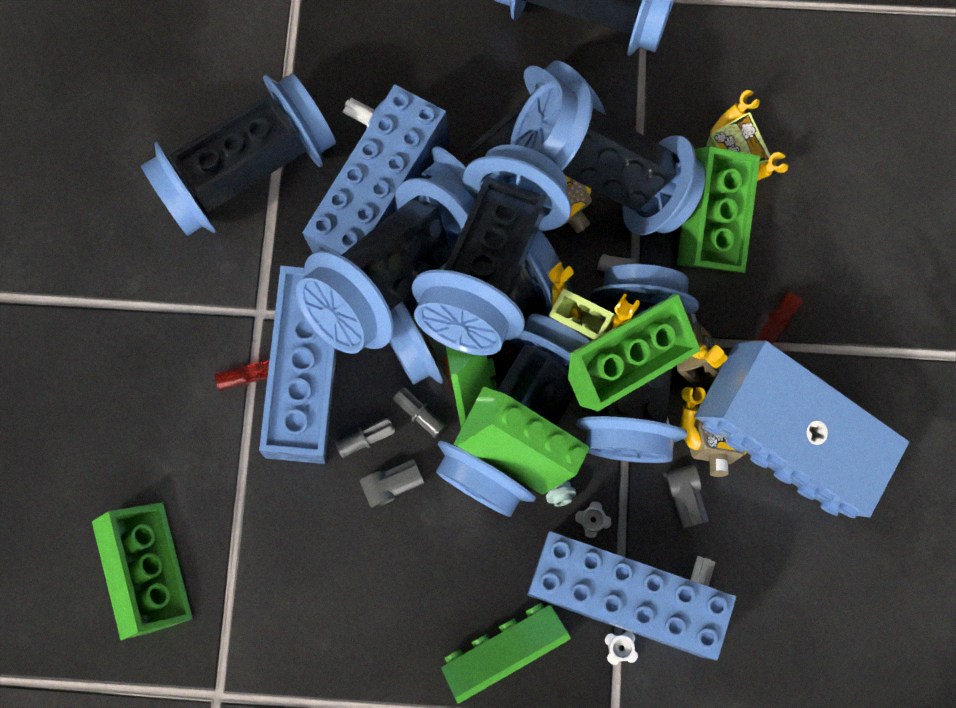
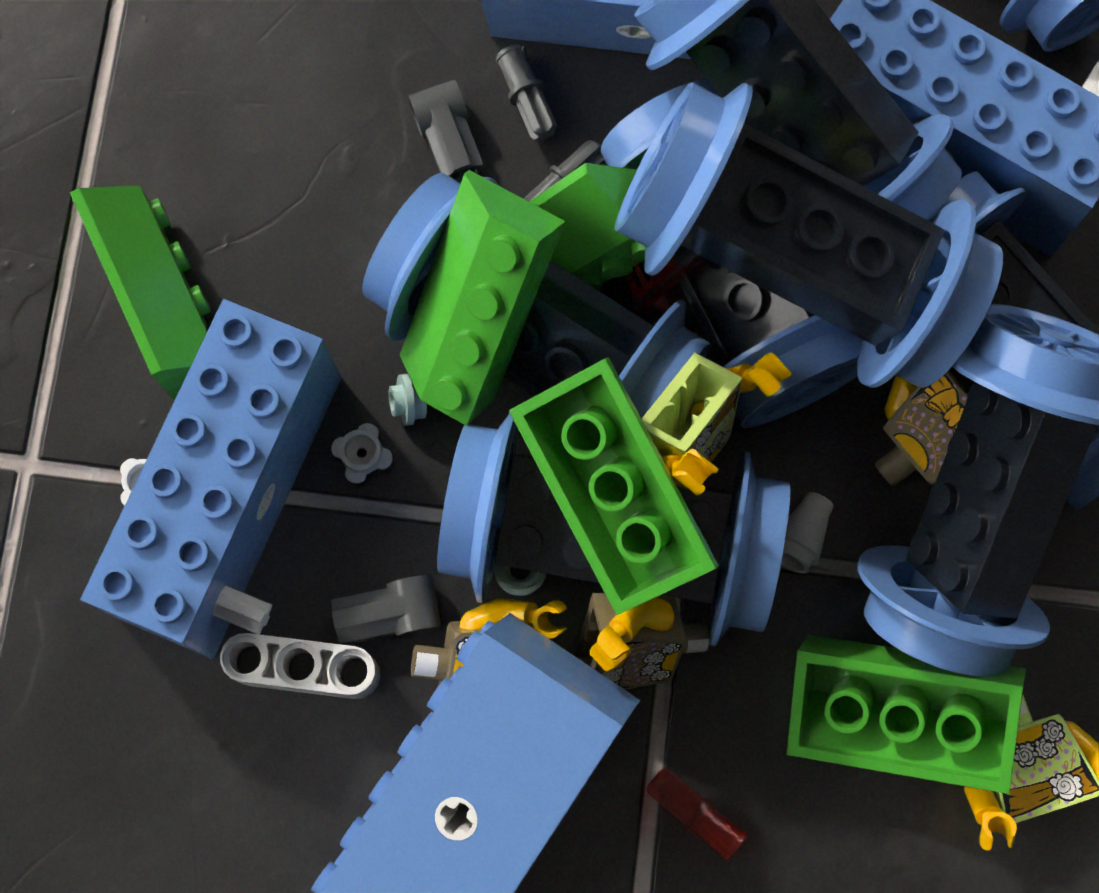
camera: 90 degrees right, 0 degrees up
(730, 529) = (277, 655): none -> white beam

